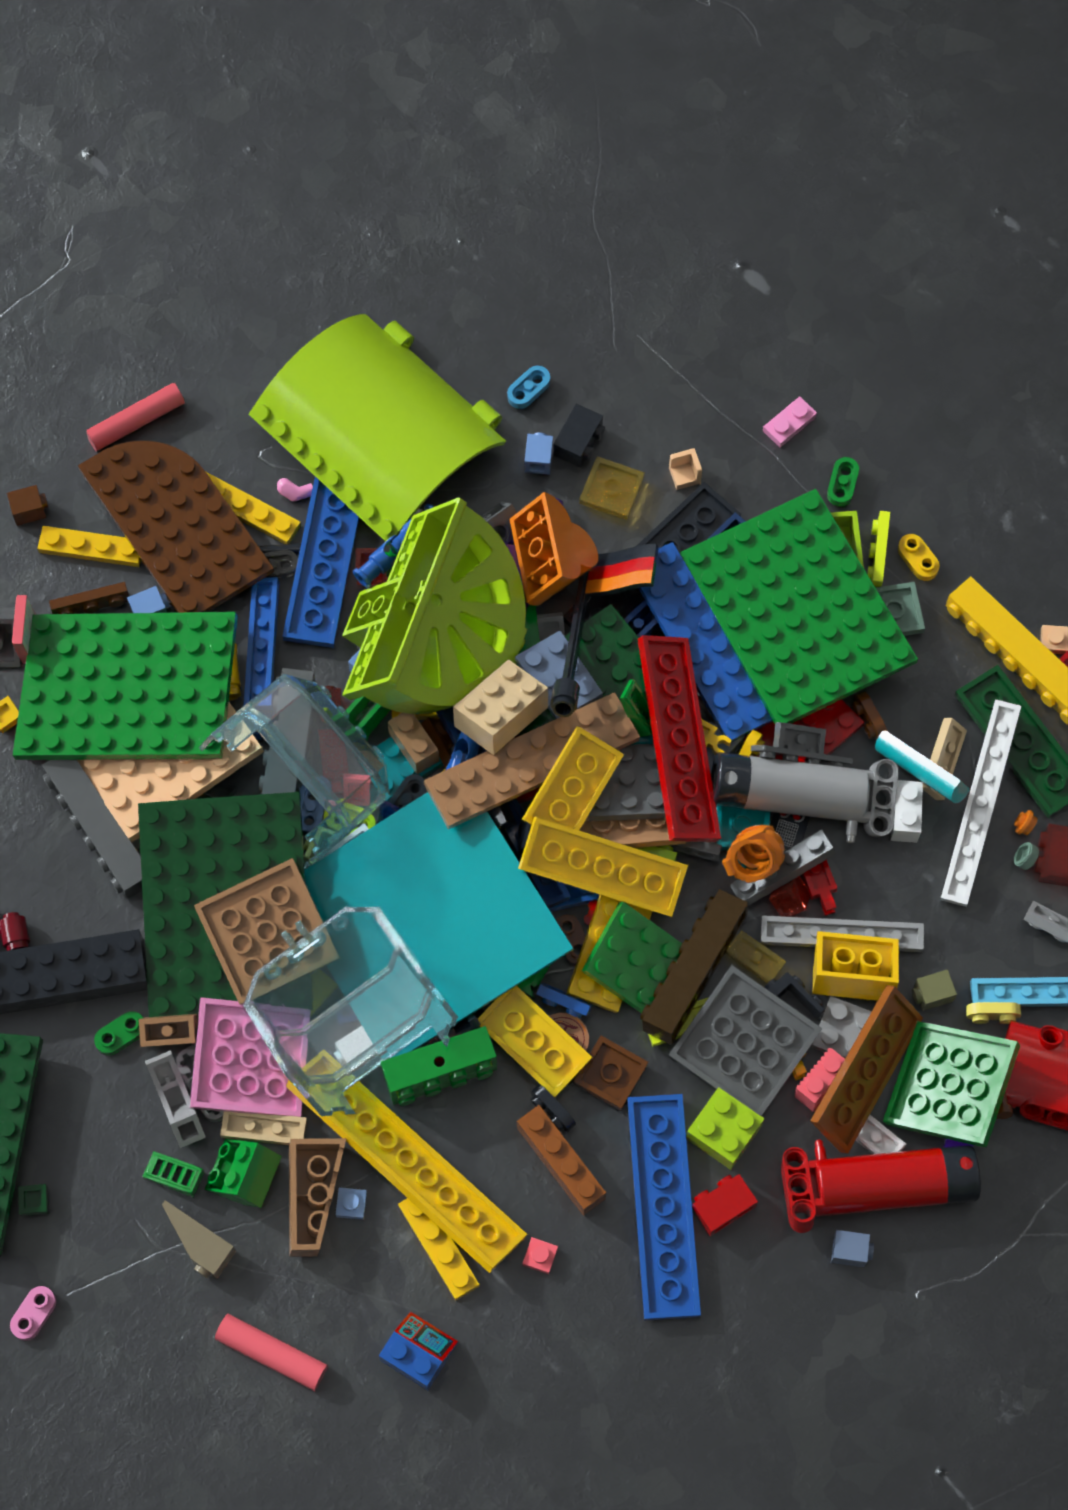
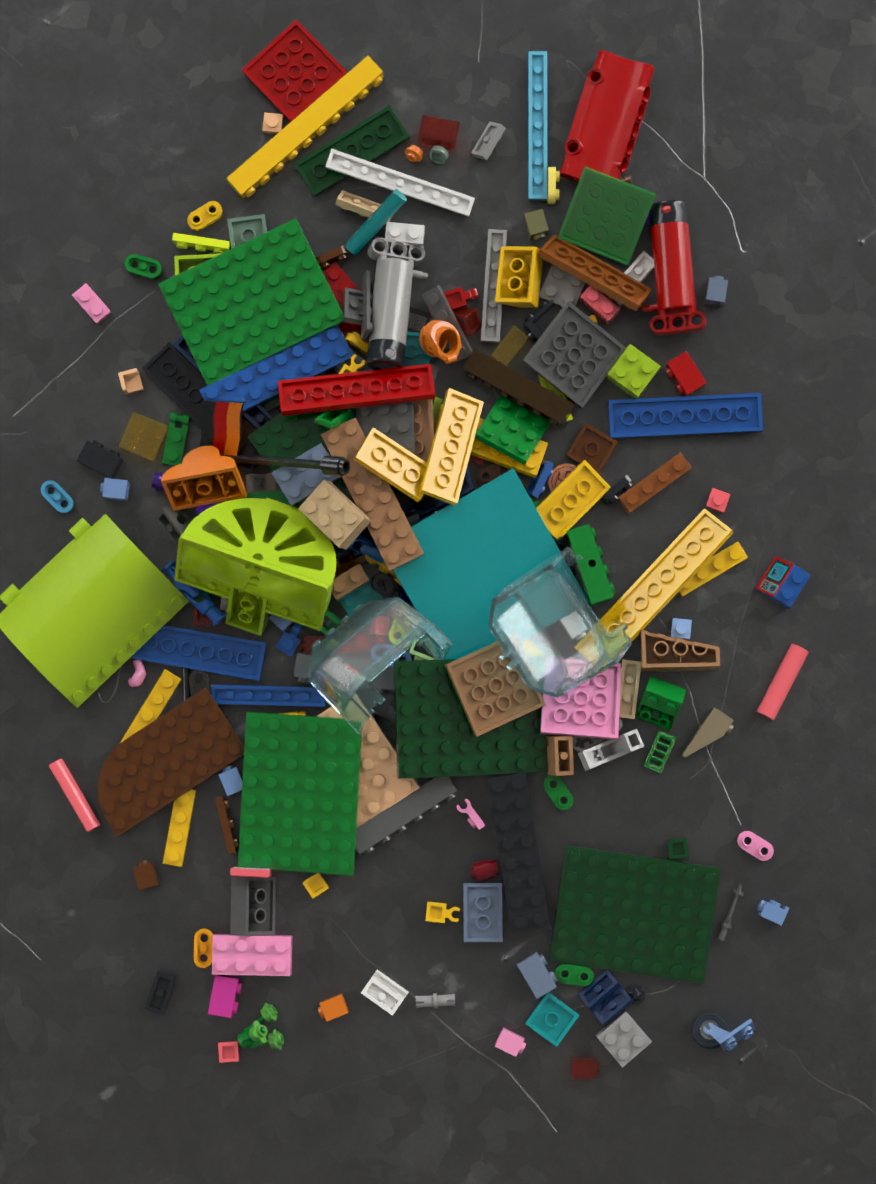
camera: 85 degrees left, 15 degrees up
(88, 917) = (474, 820): none -> bright pink plate
(333, 674) = (289, 642): none -> blue plate
(611, 528) = (176, 440): none -> green plate

